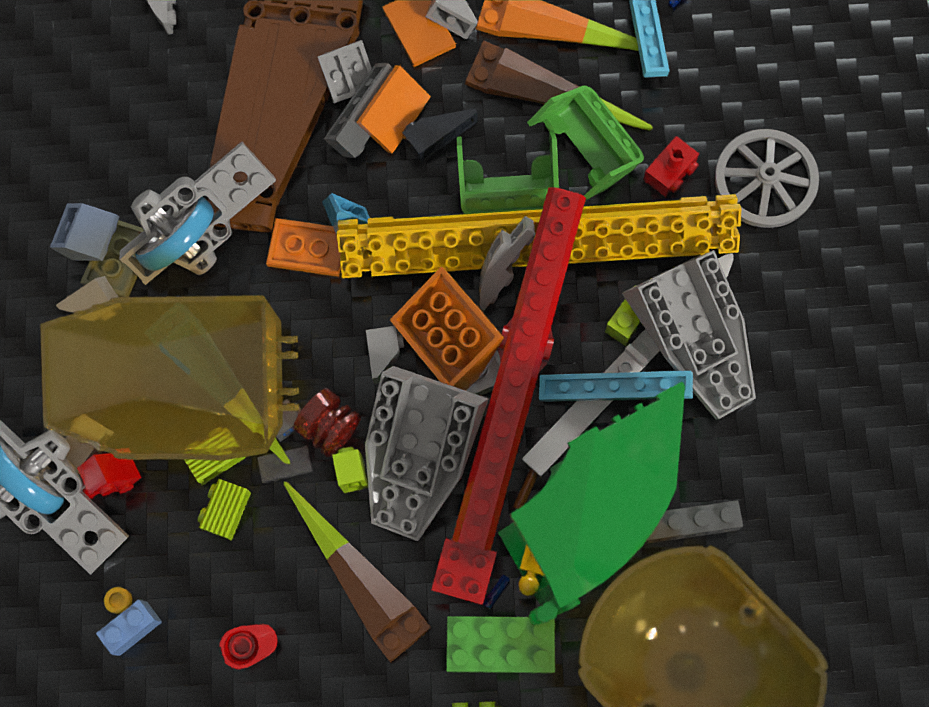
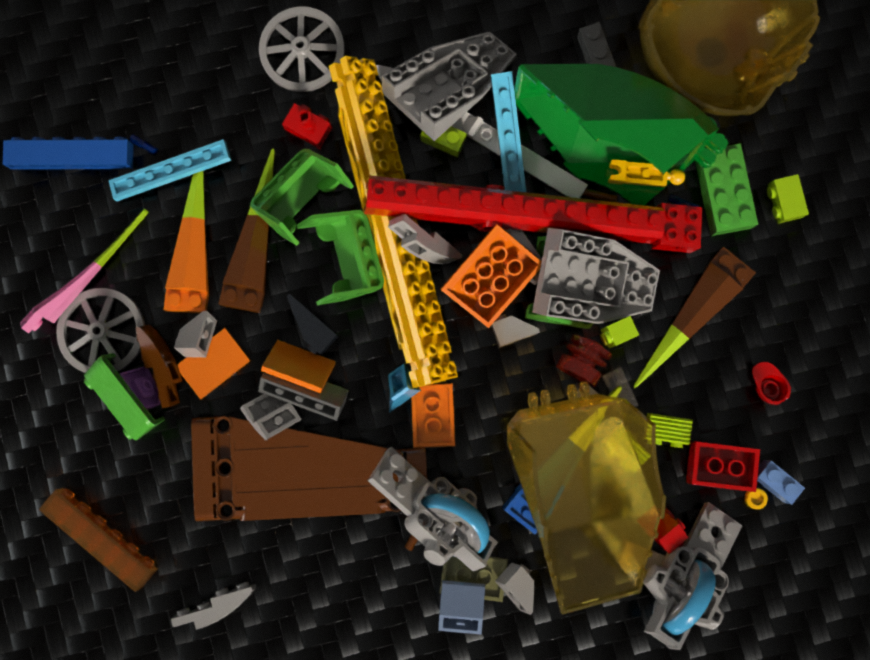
camera: 105 degrees left, 10 degrees up
(163, 562) = (723, 466): none -> red brick

